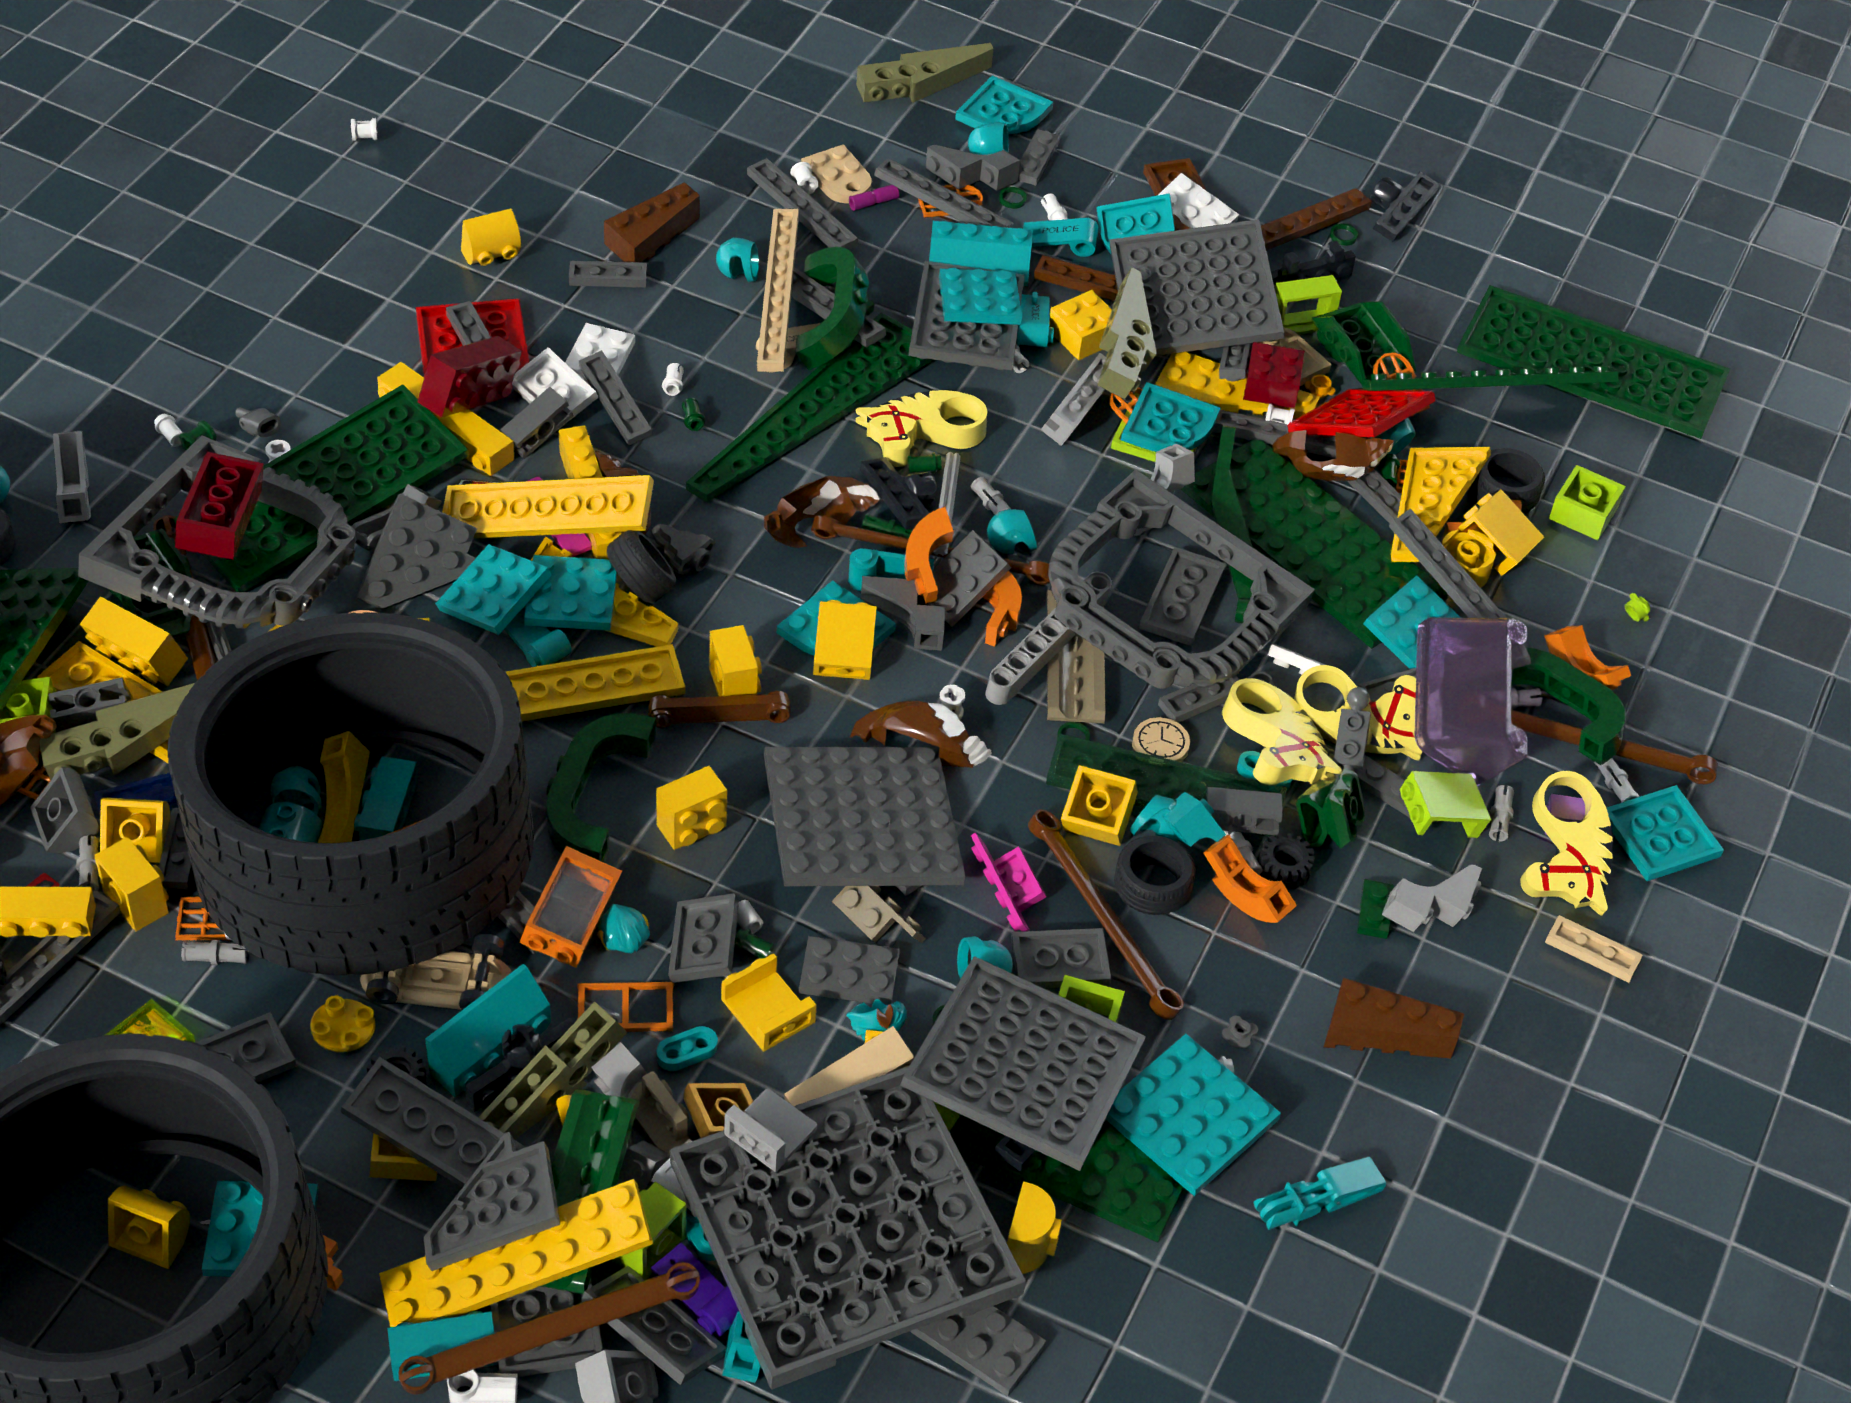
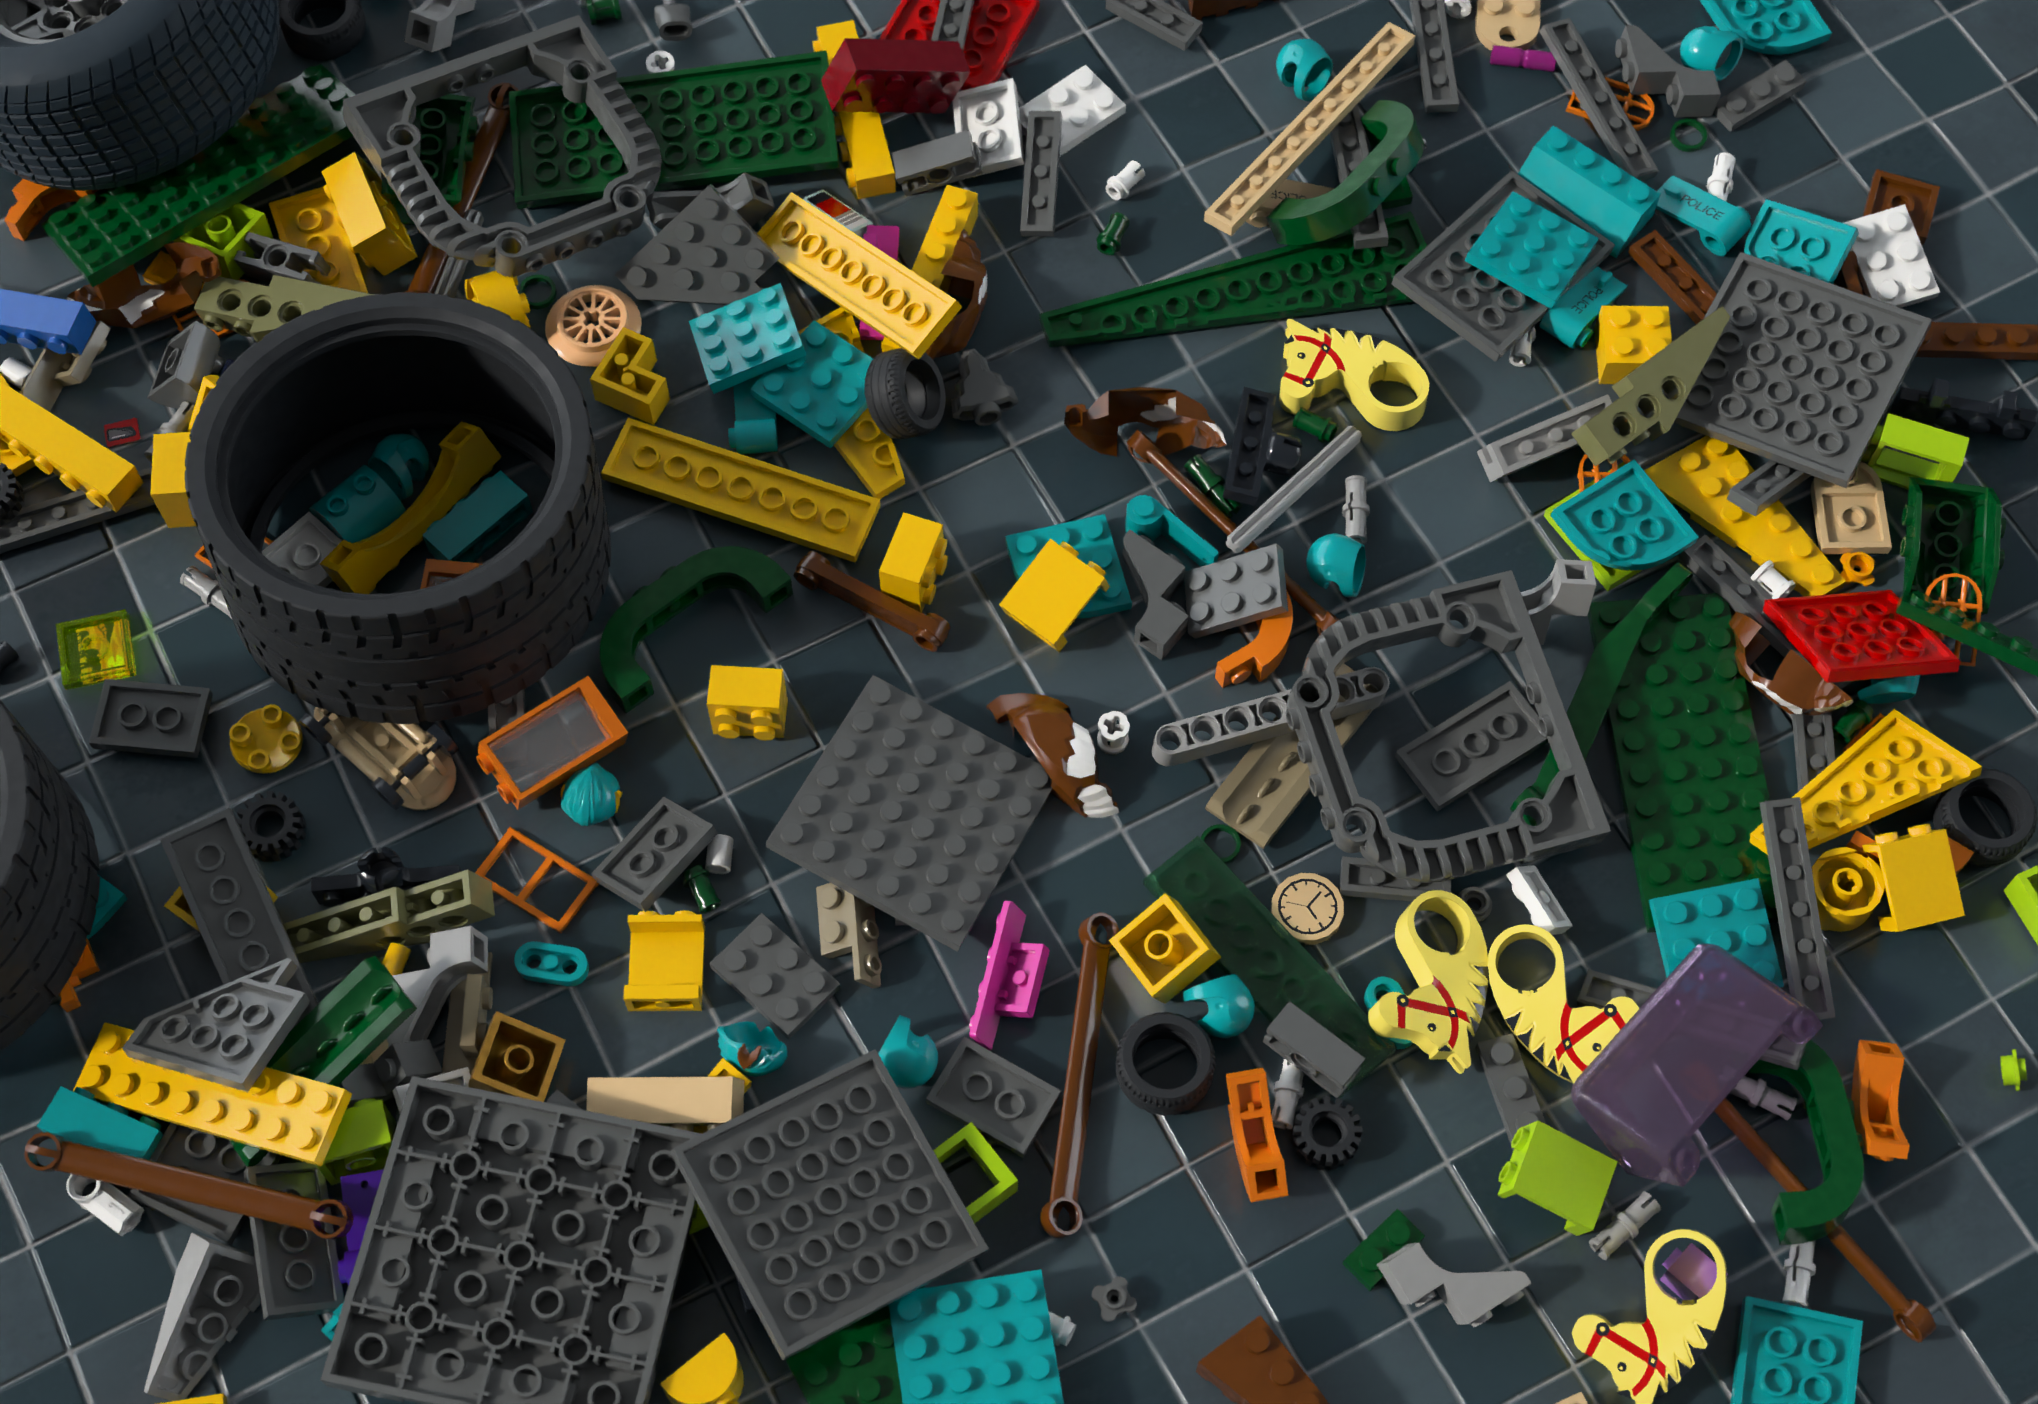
camera: 40 degrees right, 15 degrees up
(219, 505) = (512, 111): dark red brick -> none
(473, 1038) = (409, 822): teal slope -> none
(769, 1129) = (510, 1118): light grey bracket -> none
(926, 537) = (1202, 533): orange arch -> none
(1193, 820) = (1239, 1032): teal brick -> none
(1274, 375) = (1798, 528): dark red brick -> none
(1332, 809) = (1419, 1107): dark green piece -> none
(1353, 731) = (1511, 1036): dark grey plate -> none

